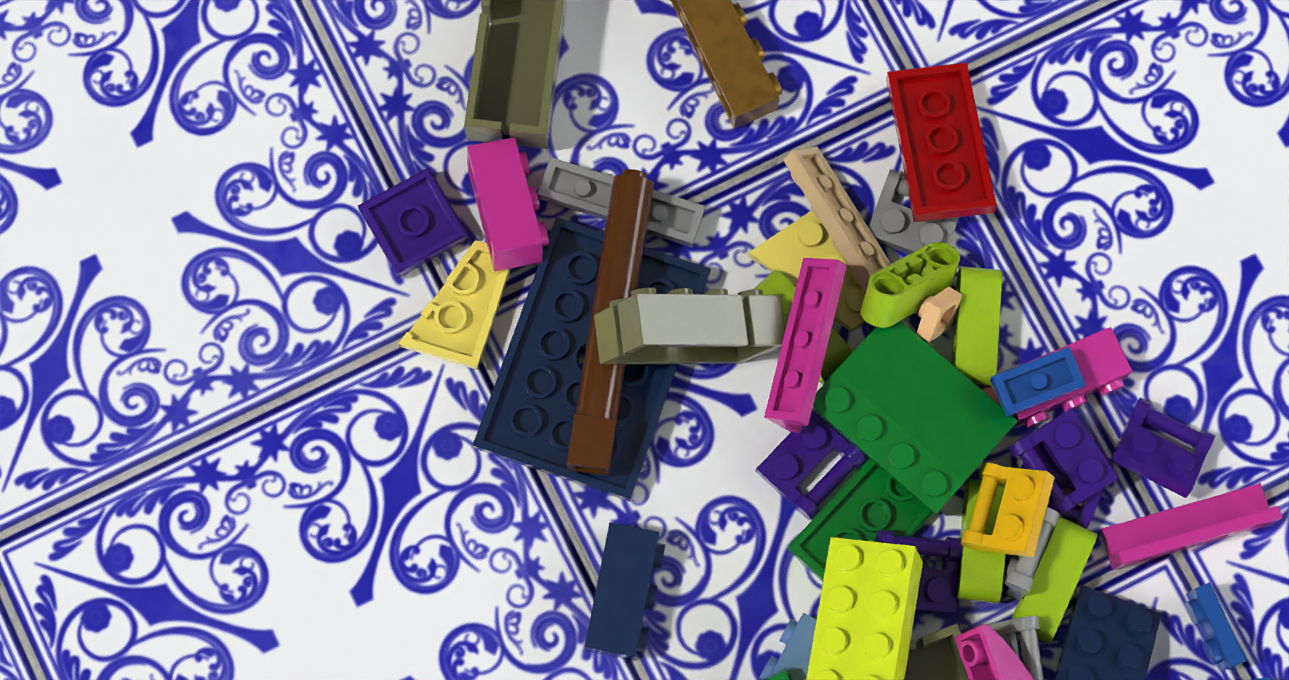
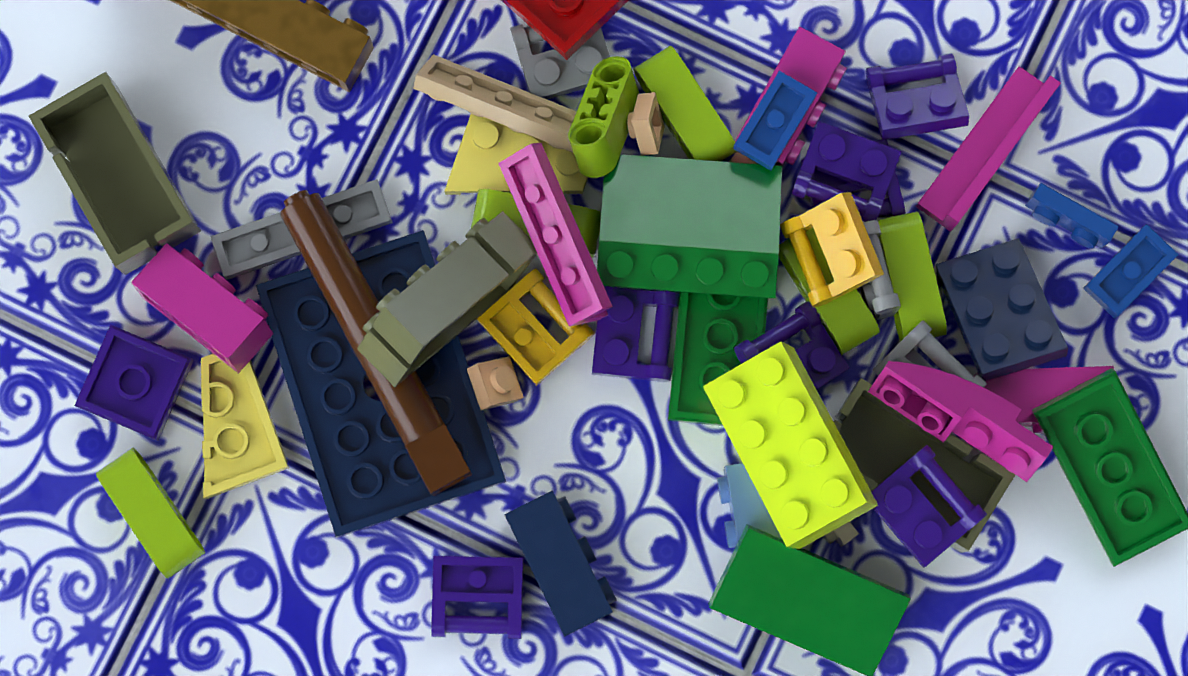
camera: 35 degrees left, 5 degrees up
(351, 325) = (150, 513): none -> lime beam
(552, 559) = (477, 581): none -> dark purple plate
(677, 421) = (495, 383): none -> light nougat plate
(726, 403) = (525, 336): none -> yellow plate

